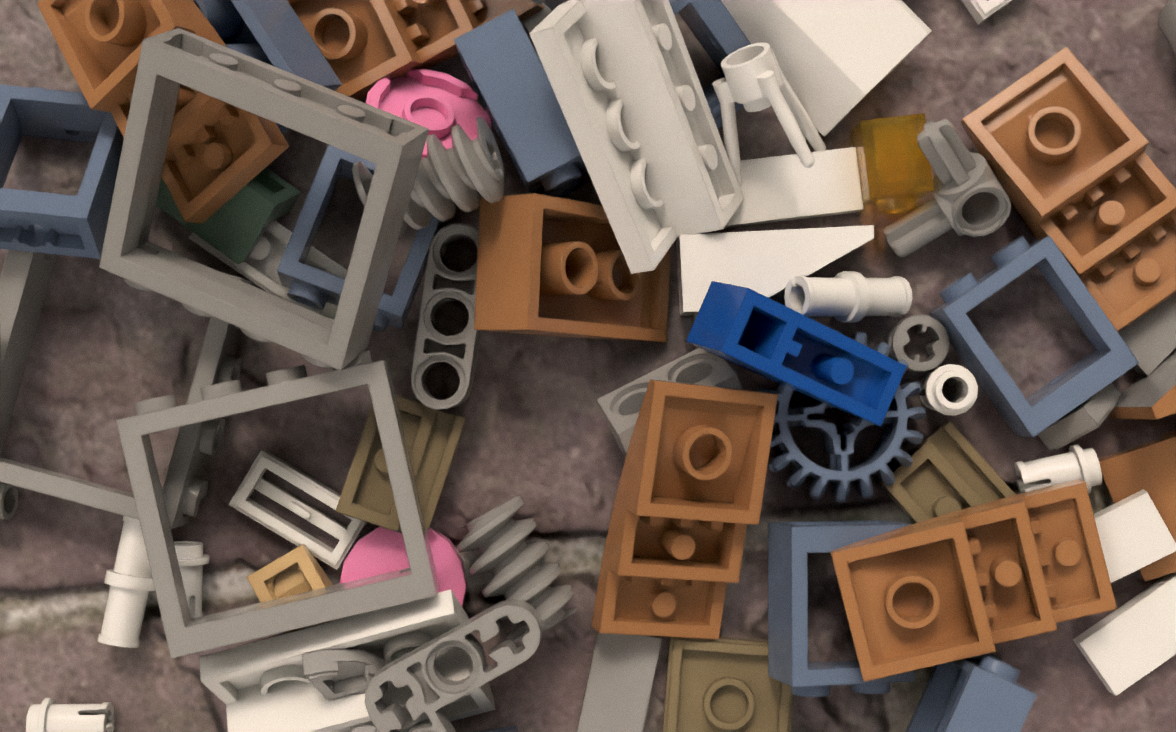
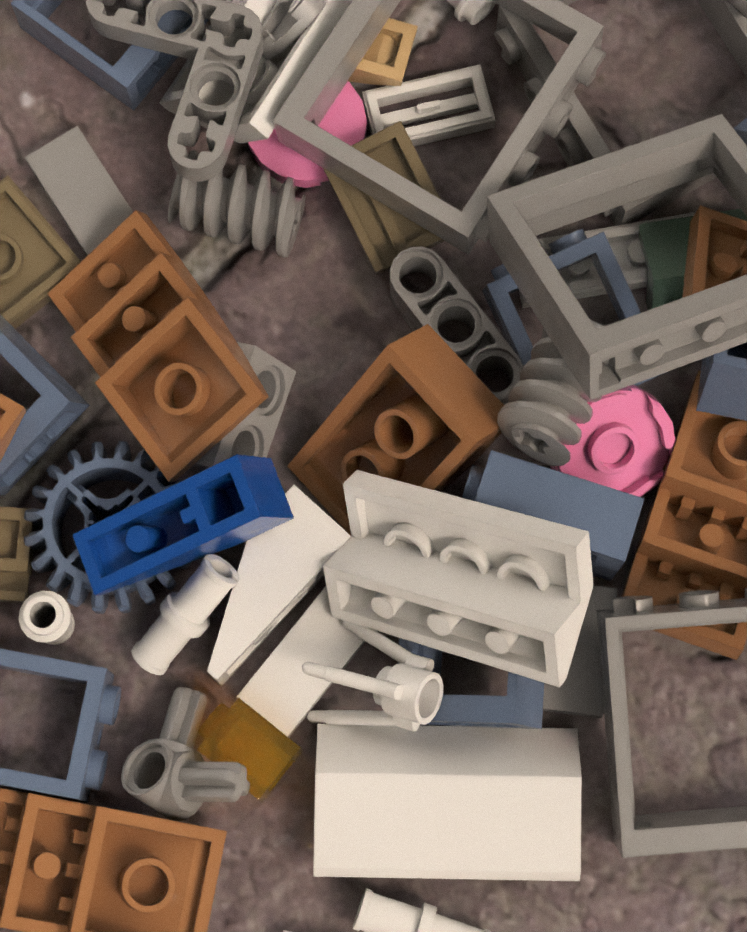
camera: 130 degrees right, 10 degrees down
(936, 349) = (117, 628): light grey bush -> none

